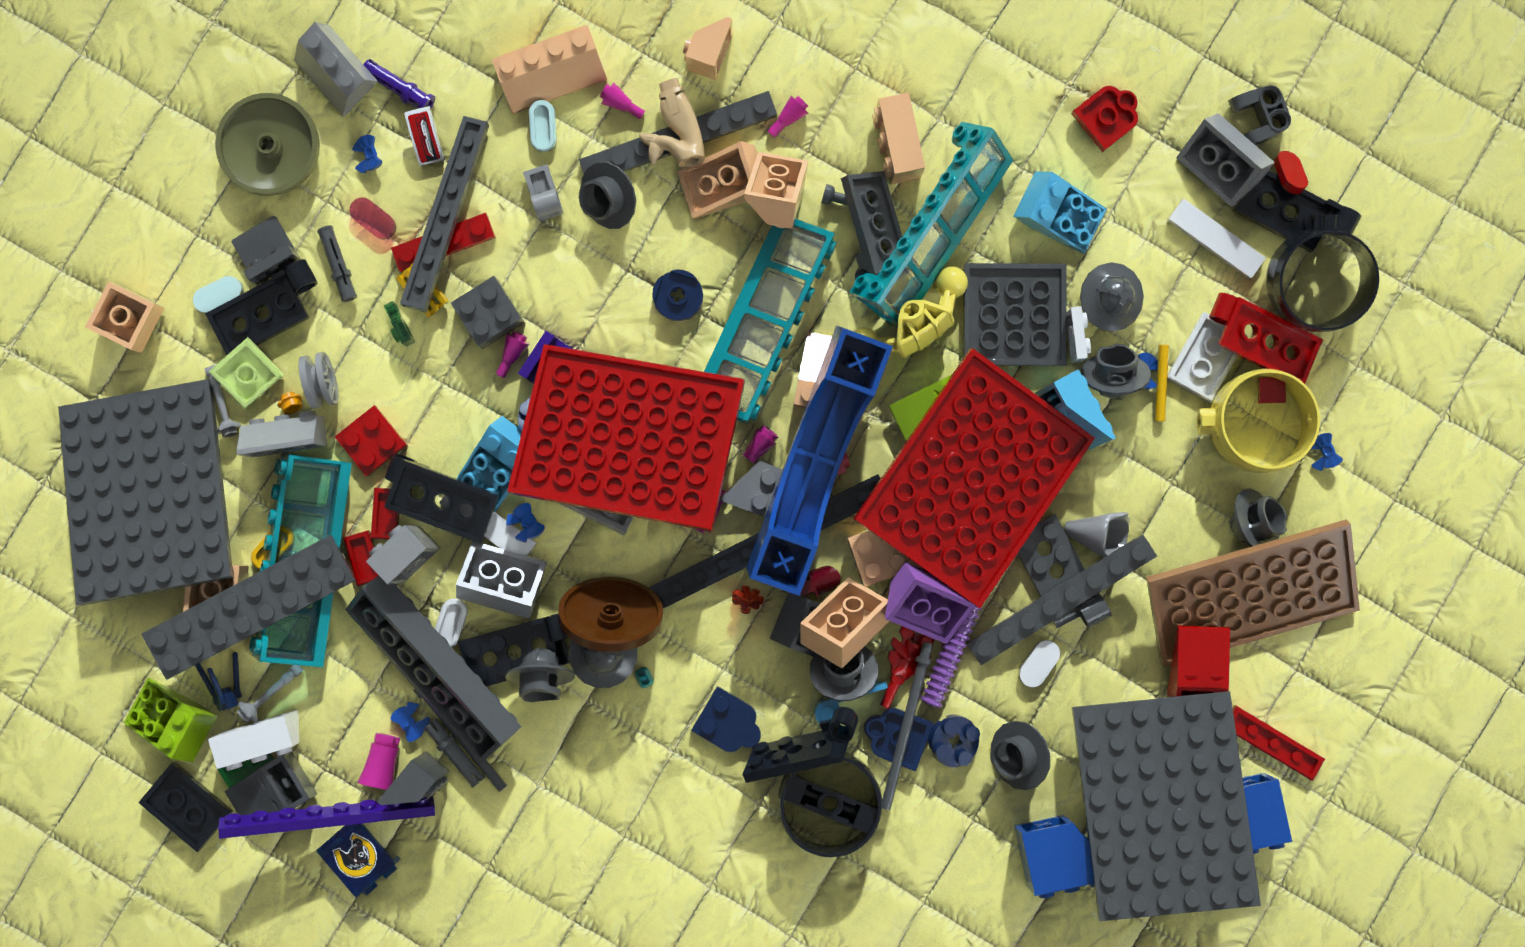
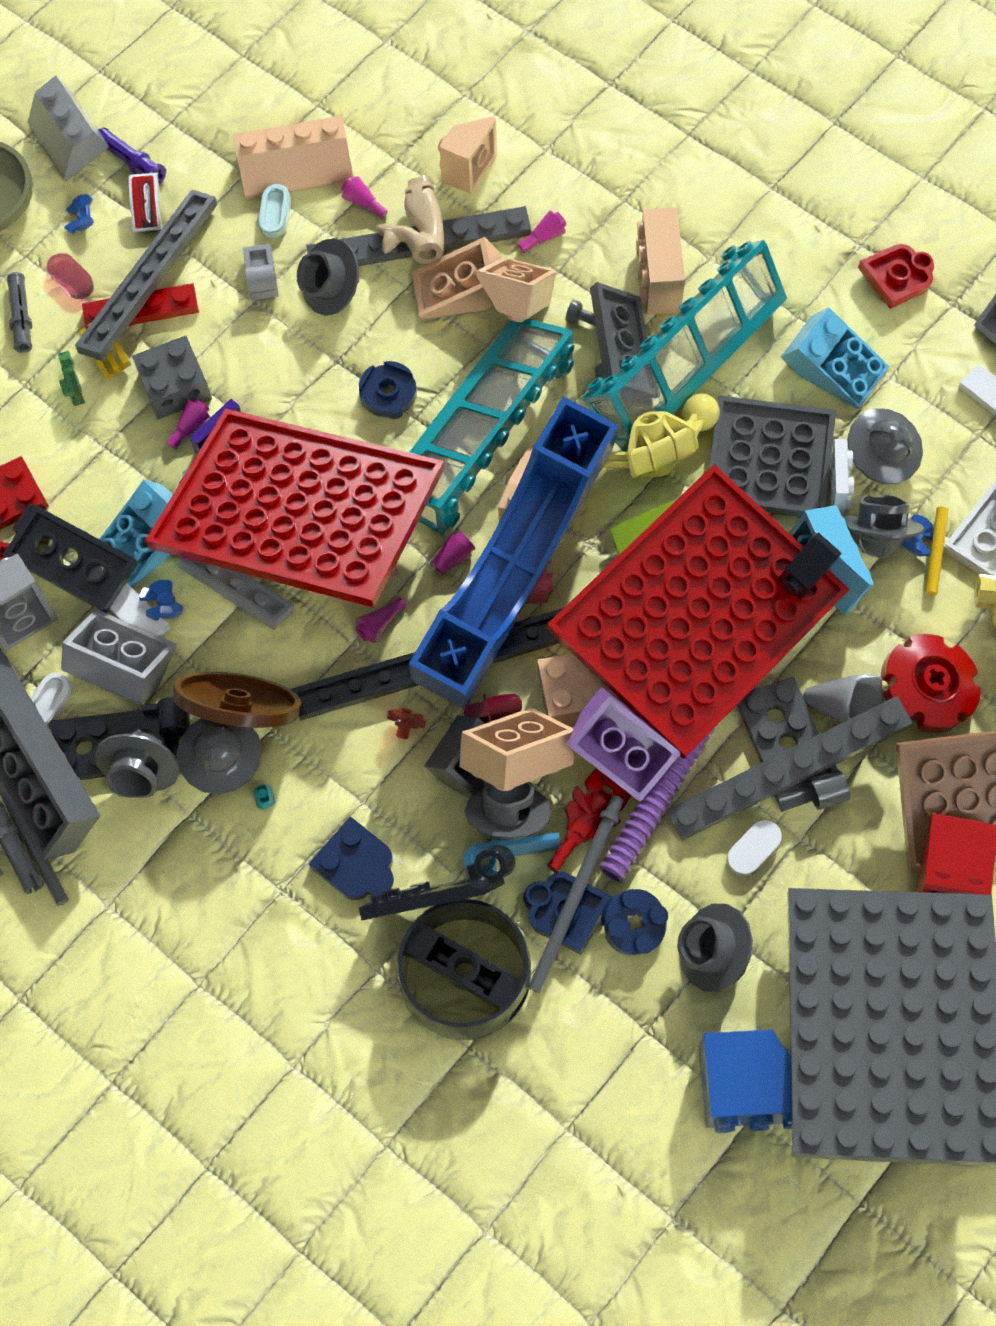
camera: 10 degrees right, 20 degrees down
(754, 489) = (427, 599): light grey wing -> none
(1061, 435) = (809, 566): none -> black slope
(1166, 506) = (932, 682): none -> red piece

